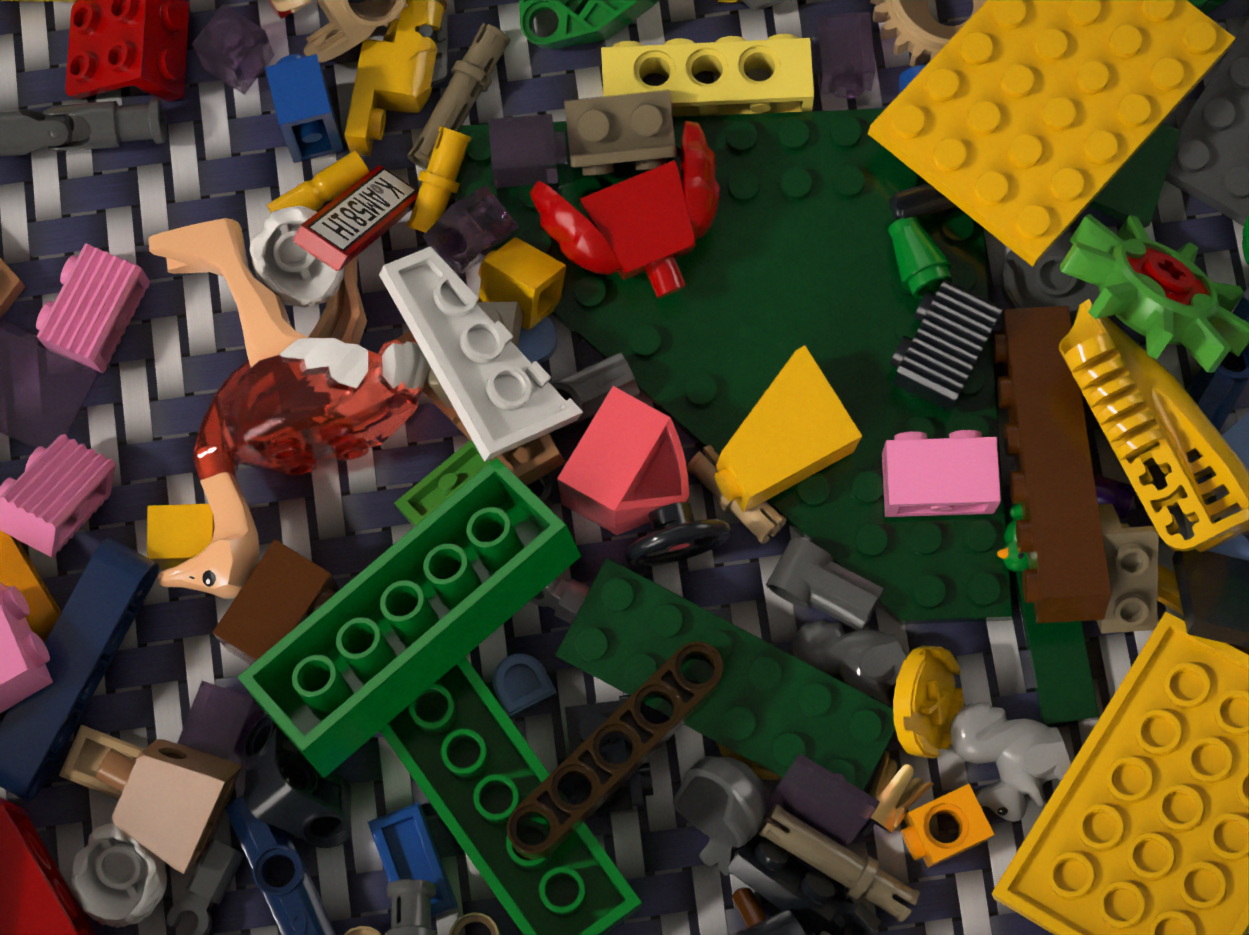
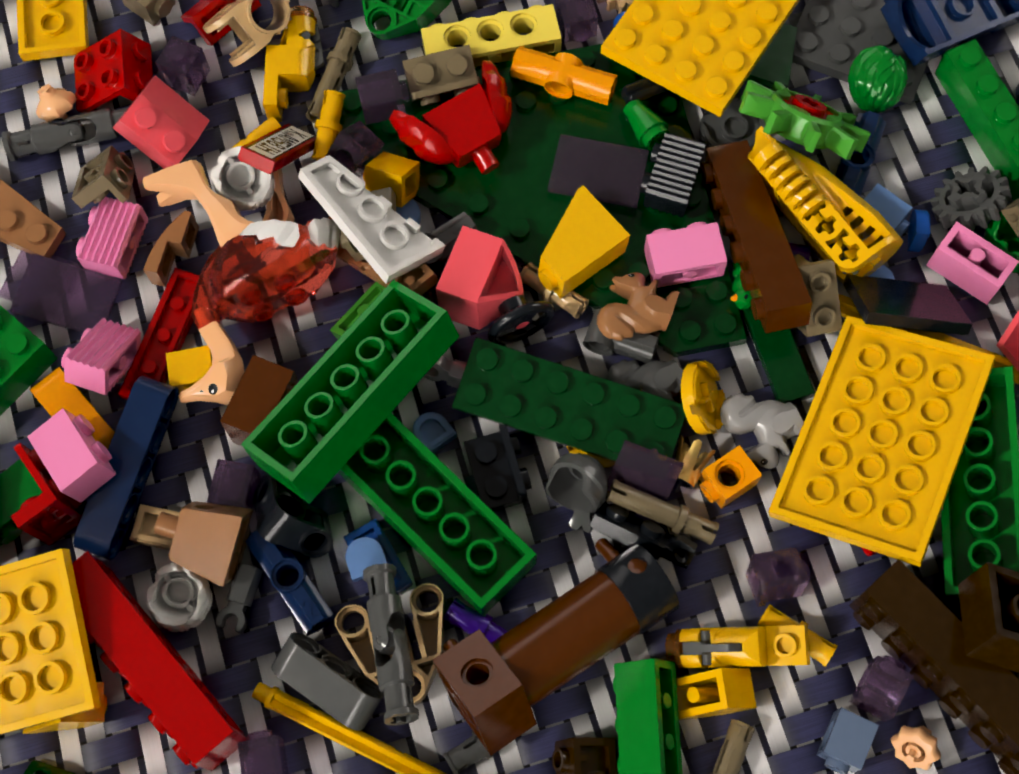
camera: 10 degrees left, 5 degrees down
(34, 79) = (54, 103): none -> light nougat piece
(92, 210) = (102, 174): none -> dark tan bracket
(150, 467) = (165, 332): none -> red tile
(187, 327) = (174, 241): none -> medium nougat slope
(191, 141) = (161, 124): none -> coral slope
(304, 107) = (234, 91): blue brick -> none
(393, 858) = (362, 554): none -> medium blue tile
(624, 723) = (505, 437): dark brown beam -> none
(806, 159) = (563, 75): none -> light orange piece
(836, 316) = (606, 169): none -> piece
(862, 558) = (642, 313): none -> medium nougat animal

